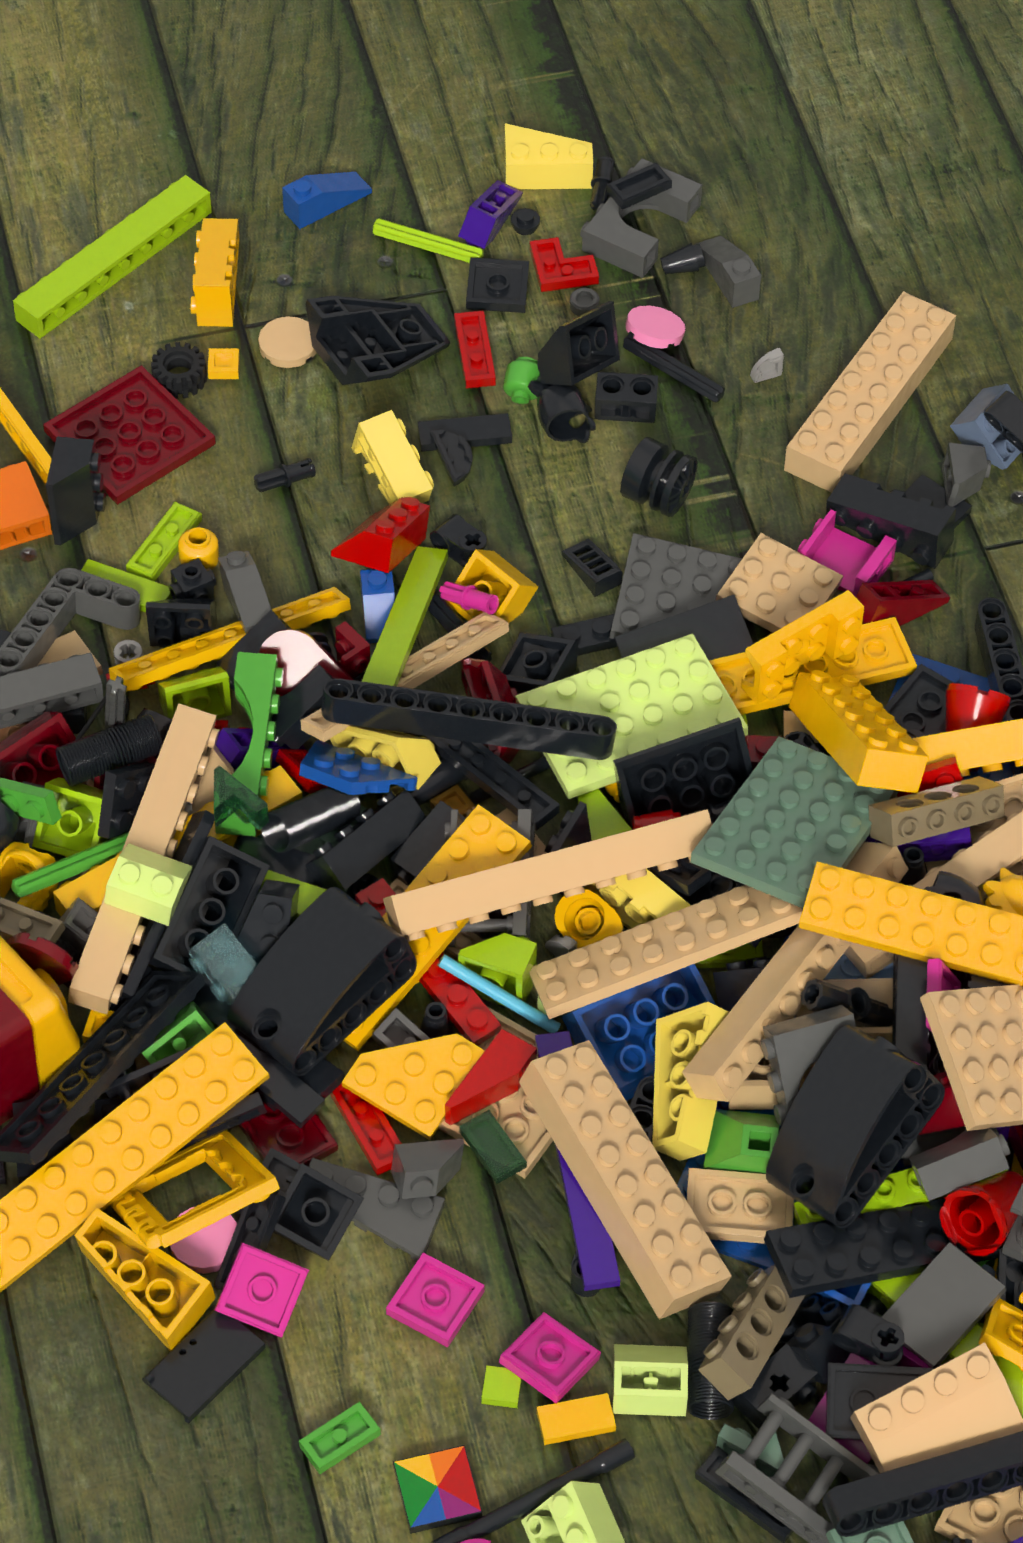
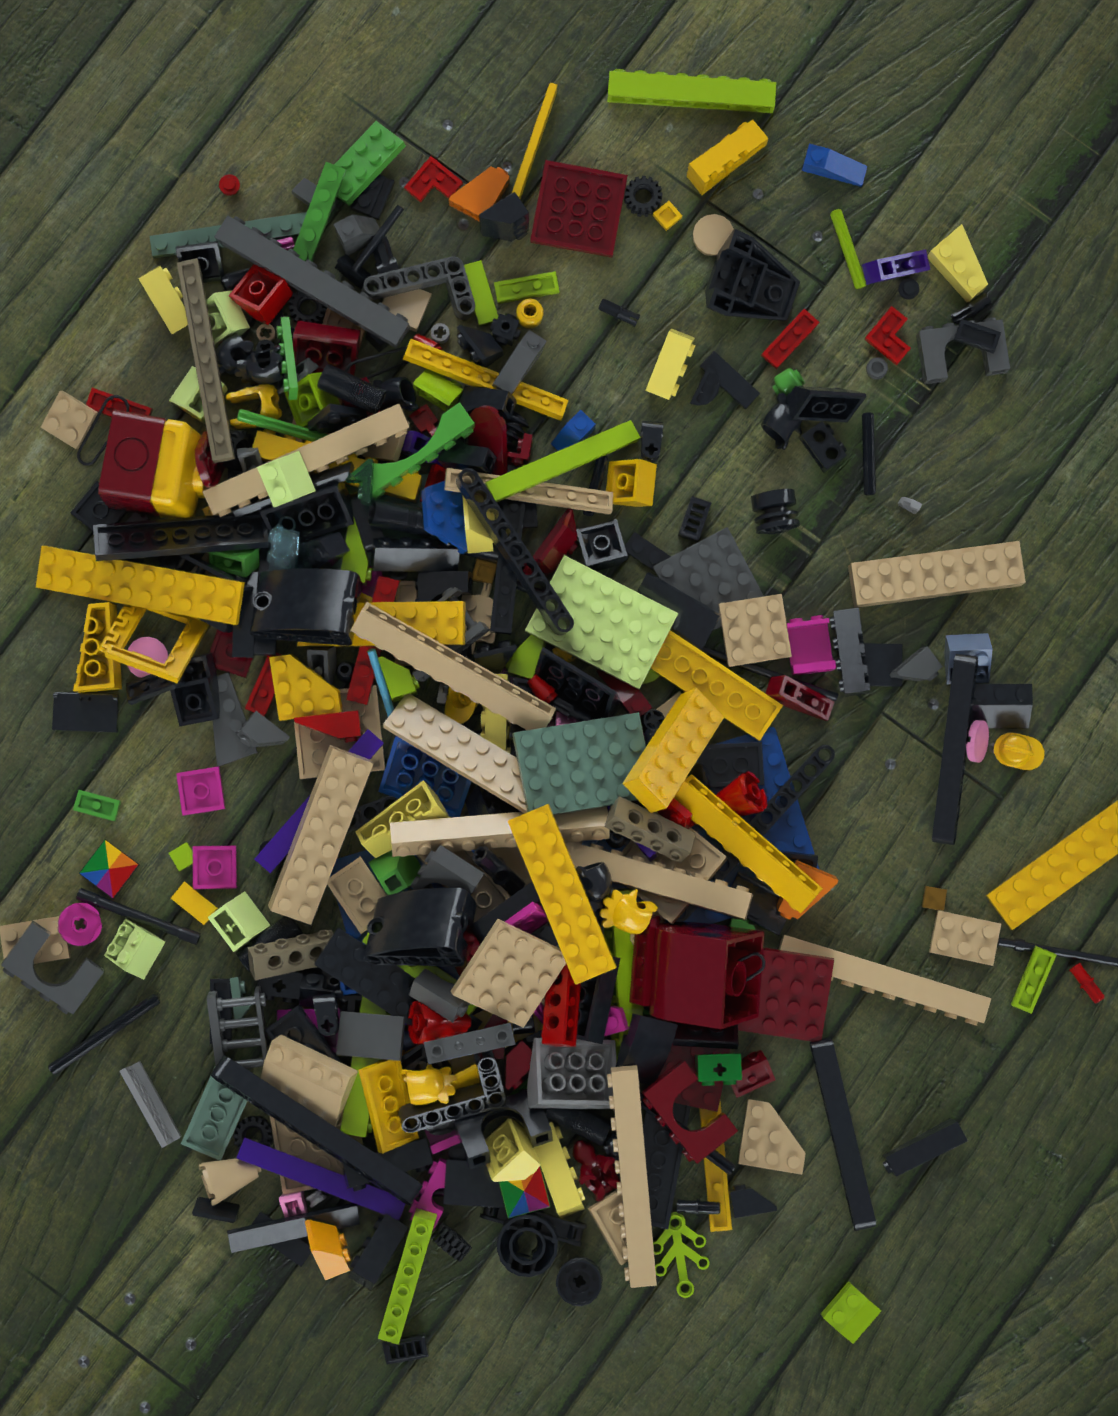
camera: 45 degrees right, 30 degrees up
(115, 703) = (367, 376): dark grey axle -> none
(261, 1290) = (136, 710): dark pink tile -> none
(386, 535) = (614, 401): red slope -> none
(469, 597) = (612, 477): dark pink axle -> none
(492, 1147) = (298, 754): clear green tile -> none
(497, 285) = (846, 313): black plate -> none
(655, 326) = (887, 422): bright pink tile -> none
(683, 260) = (951, 399): black cone -> none
(731, 270) = (966, 427): dark grey slope -> none
(827, 629) = (739, 687): yellow piece -> none

